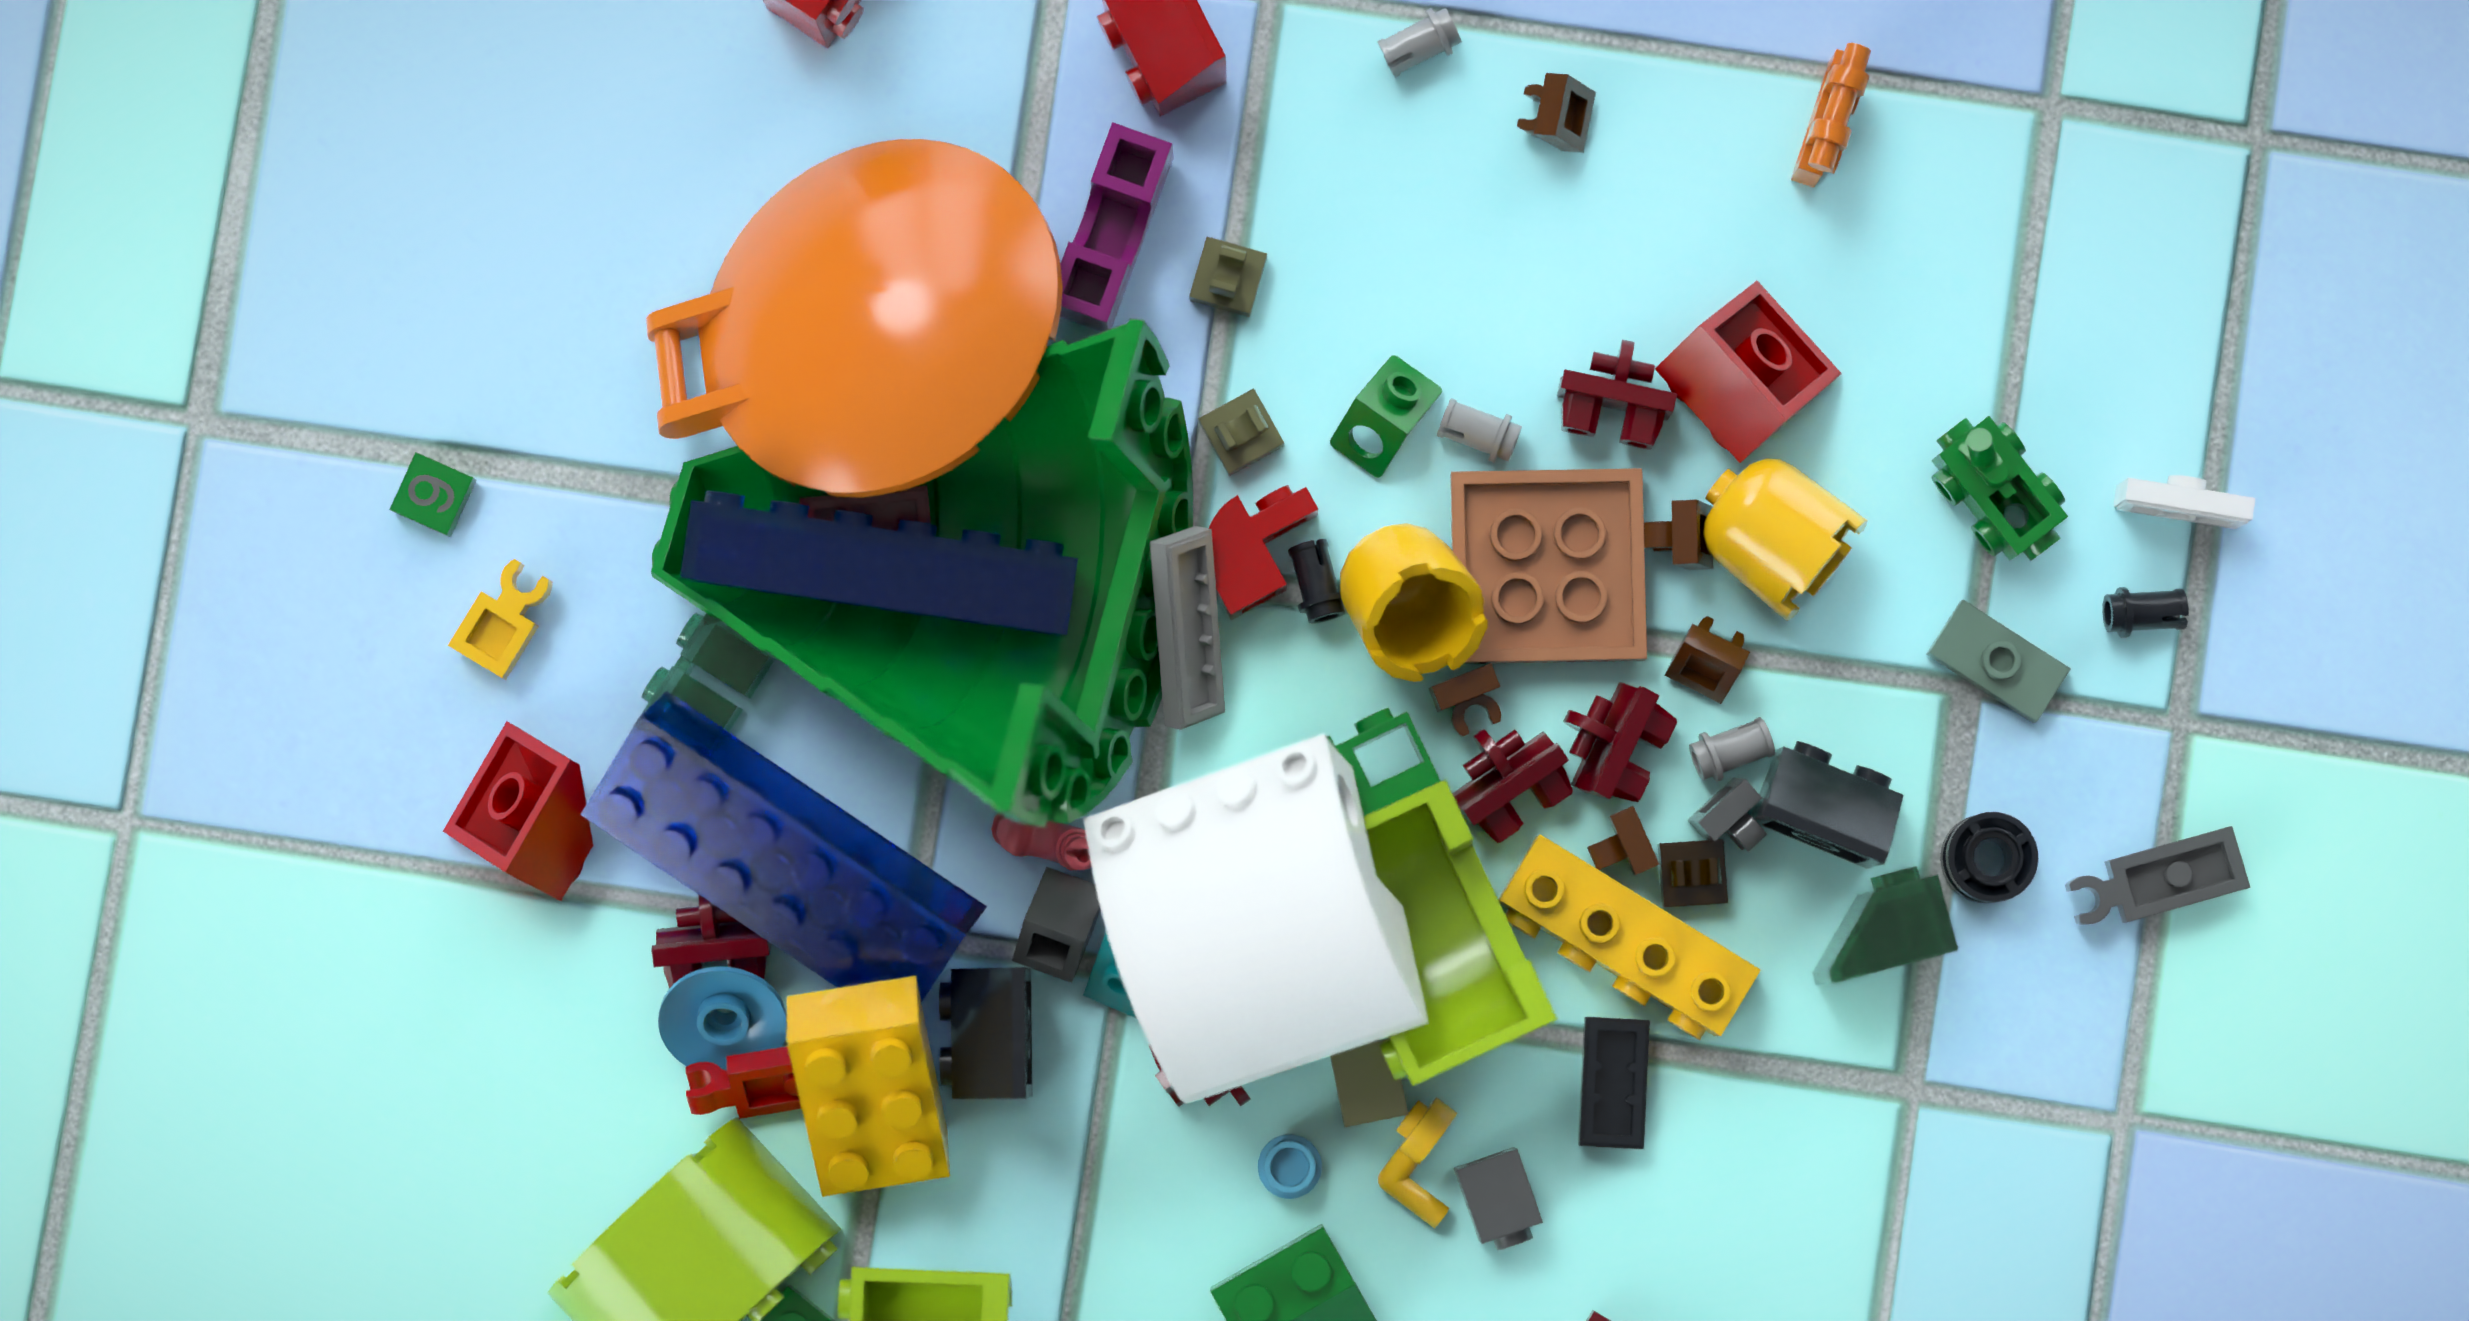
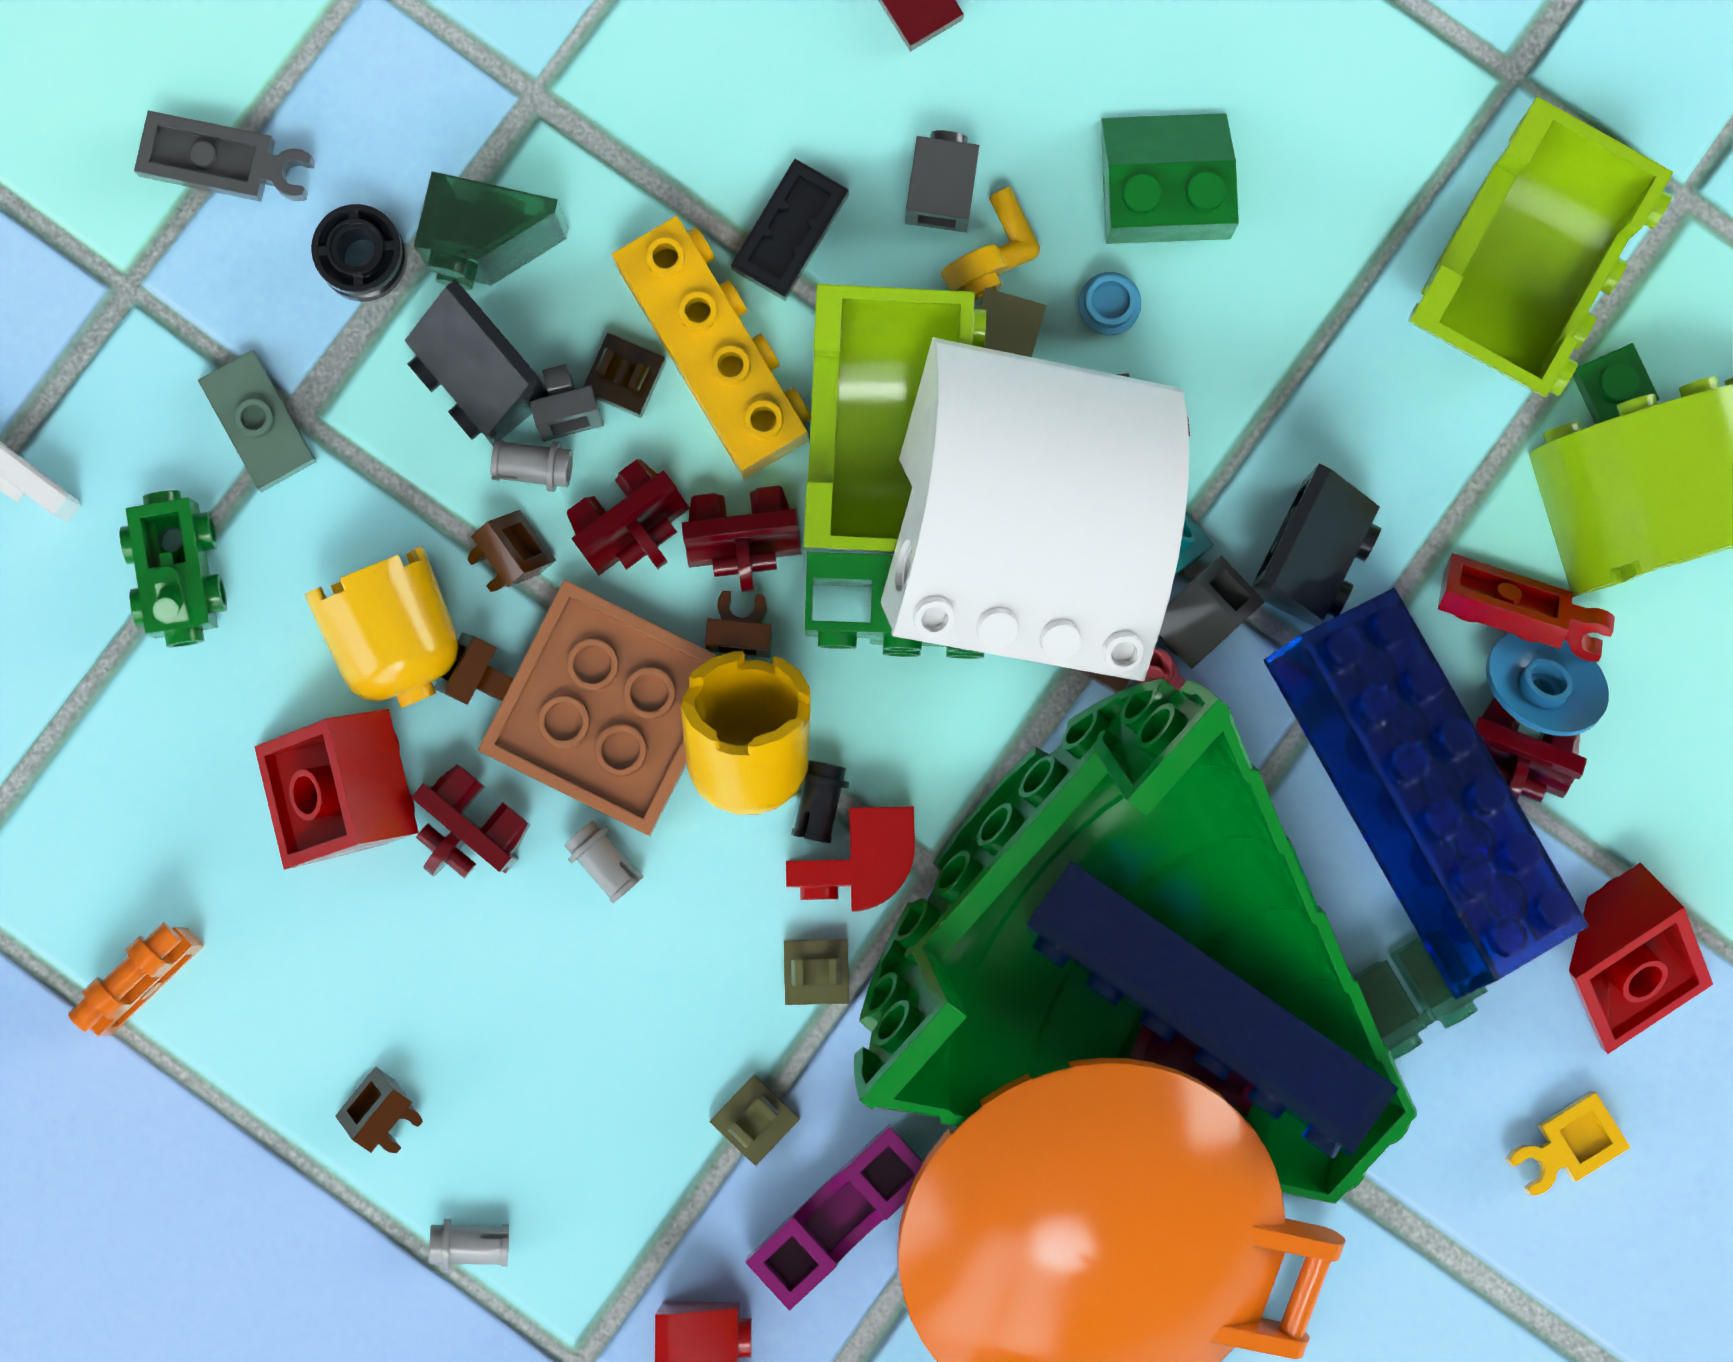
camera: 155 degrees left, 0 degrees up
(433, 494) = (1575, 1295): green tile -> none
(868, 1086) = (1451, 552): yellow brick -> none
(1187, 627) = (957, 815): light grey plate -> none
(1391, 407) = (673, 923): green bracket -> none
(1628, 843) = (670, 427): reddish brown tile -> none
(2144, 611) = (117, 402): black pin -> none

